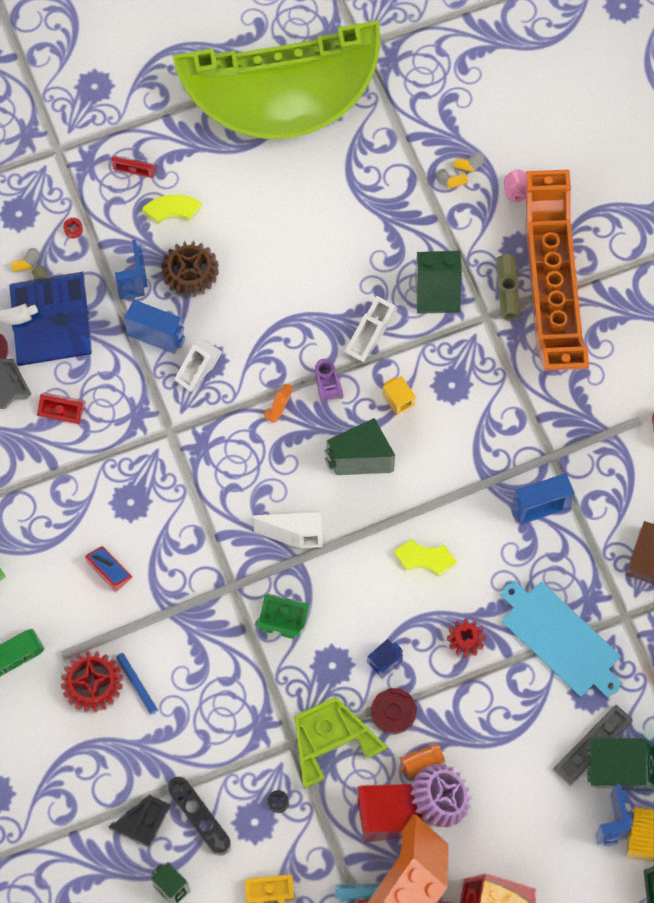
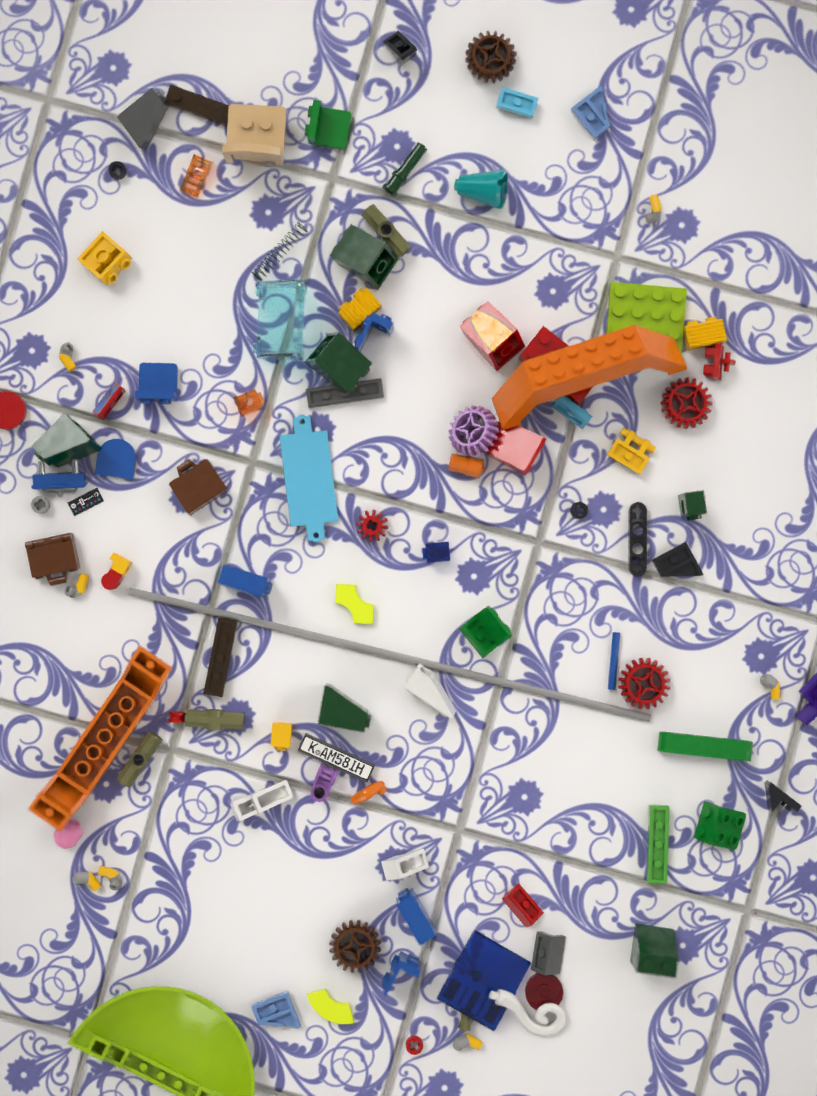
camera: 145 degrees left, 20 degrees up
(108, 568) = (575, 758): slope -> none
(134, 166) = (333, 1064): red slope -> none
(218, 172) = (276, 1011): none -> medium blue wing
(326, 729) = (513, 534): lime wing -> none
(332, 412) = (336, 757): none -> tile
(393, 711) = (457, 514): dark red tile -> none
(438, 282) = (188, 797): dark green slope -> none
(469, 366) = (214, 719): none -> olive piece
(504, 344) = (177, 717): none -> red bush
(508, 422) = (220, 657): none -> dark brown plate

